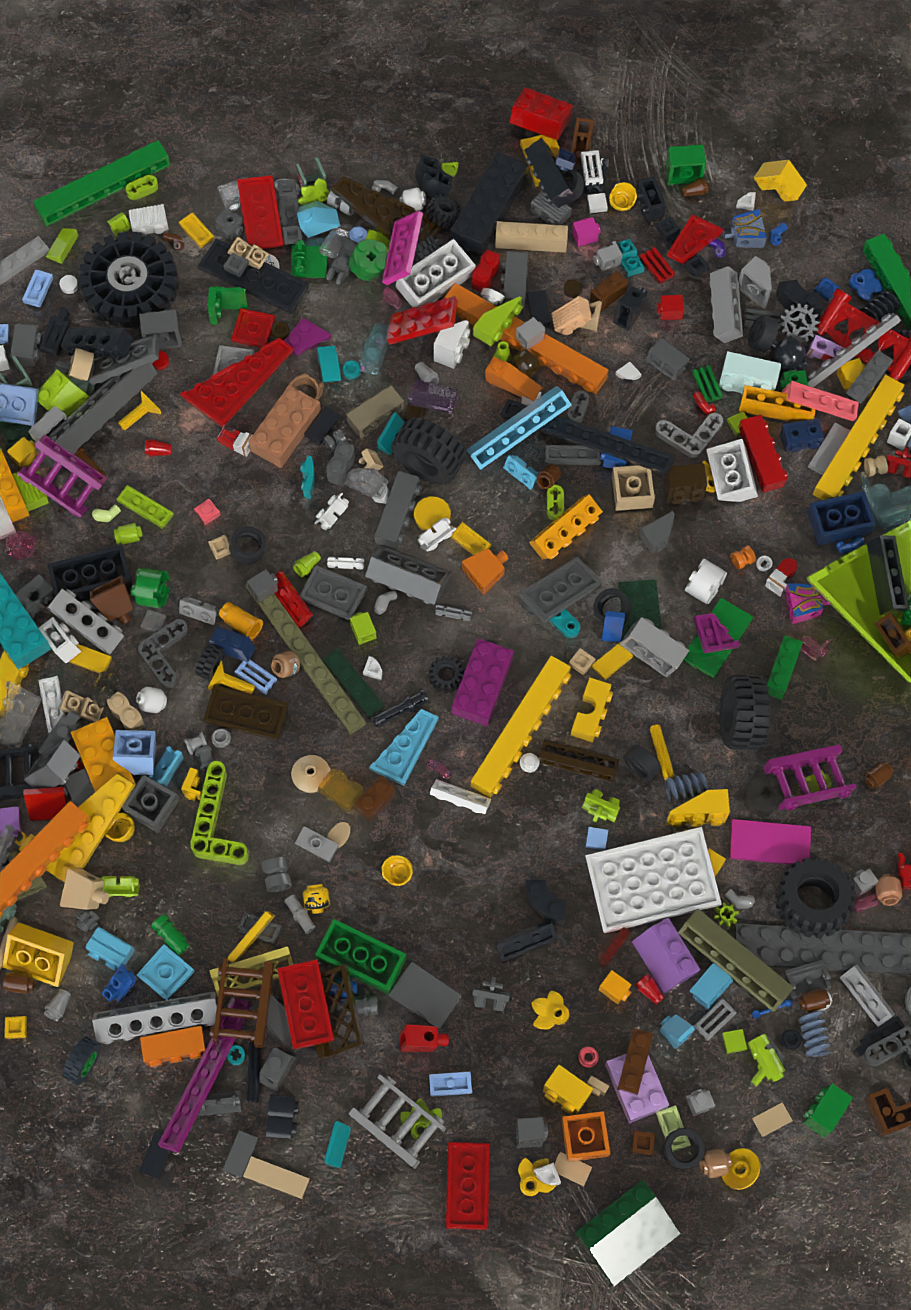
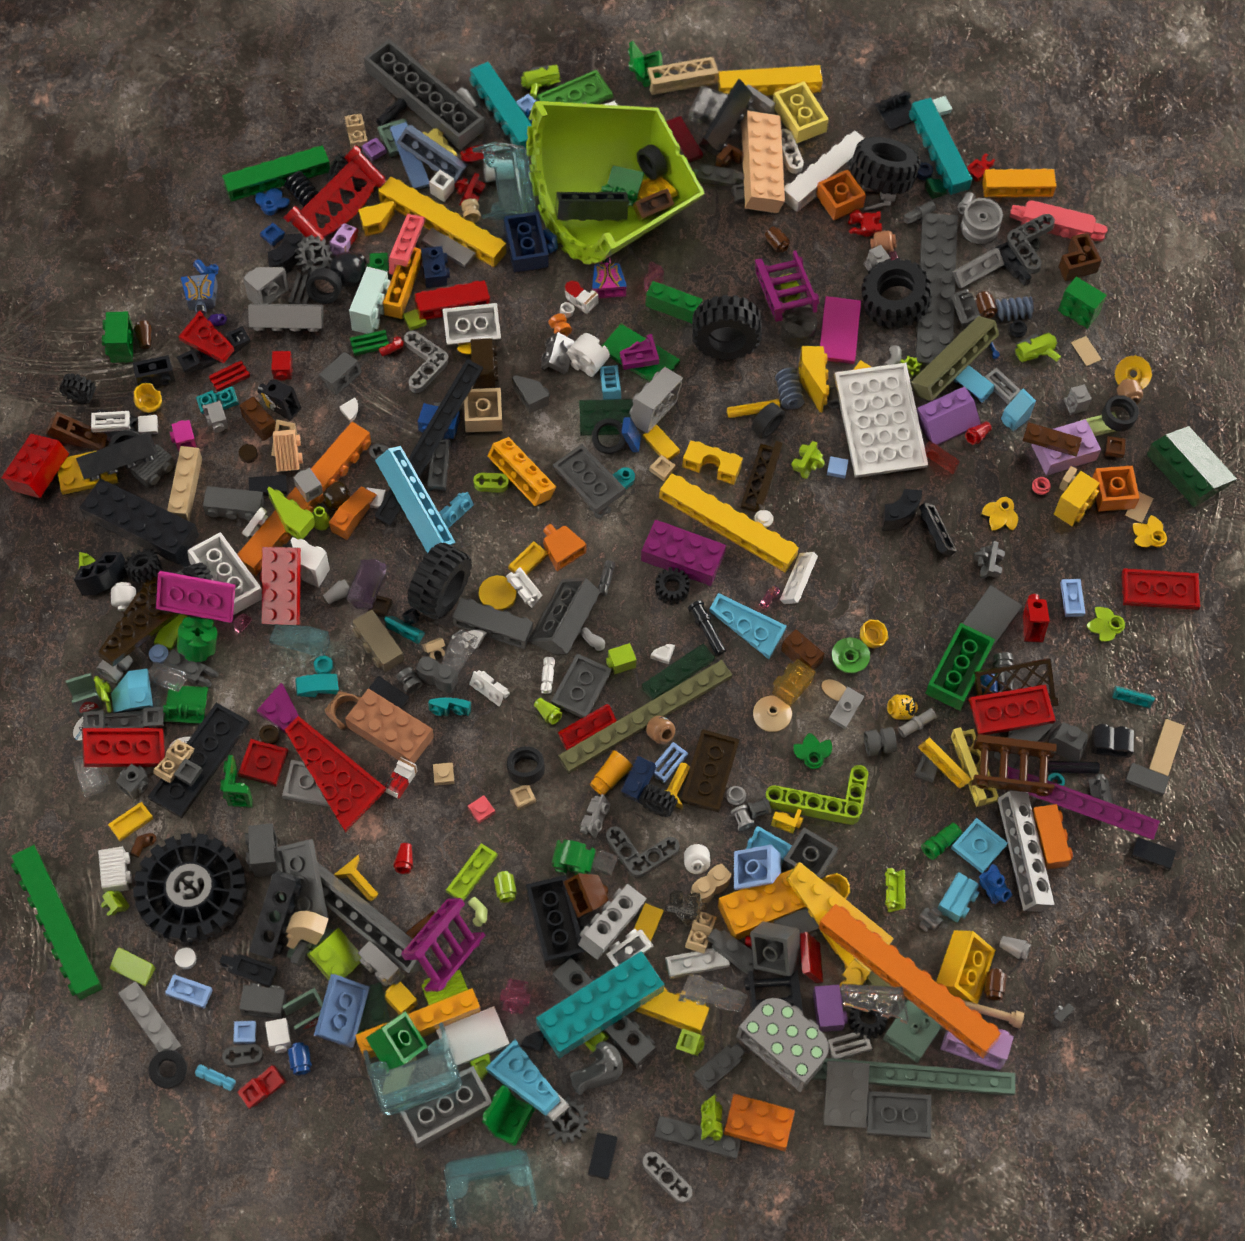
camera: 90 degrees left, 5 degrees down
(16, 1027) = (1037, 989): yellow tile -> none
(81, 1060) = (1074, 916): black wheel -> none
(82, 890) = (904, 918): tan torso -> none
(141, 186) = (61, 882): lime beam -> none
(242, 477) = (443, 773): none -> tan plate
(263, 585) = (576, 747): dark grey brick -> none
(271, 811) = (811, 749): none -> green plate
(373, 838) = (854, 648): none -> bright green dish
(379, 1127) = (1129, 643): light grey fence -> none
(385, 184) = (97, 626): light grey arm -> none
(485, 270) = (214, 523): red brick -> none
(531, 1132) = (1119, 526): dark grey brick -> none
(548, 476) = (465, 483): reddish brown brick -> none
(548, 1174) = (1148, 521): white tile -> none
(565, 159) = (103, 439): dark blue plate -> none
(615, 987) = (978, 459): light orange brick -> none
(626, 138) = (77, 388): none -> black tyre
(669, 613) = (612, 388): none -> medium azure slope
(717, 555) = (556, 353): none -> flat silver bracket
(734, 1041) = (1021, 372): lime tile -> none
(746, 202) = (163, 292): white tile -> none
(781, 177) = (145, 255): yellow brick -> none
(856, 346) = (353, 208): light grey plate -> none
(869, 377) = (383, 201): dark grey plate -> none

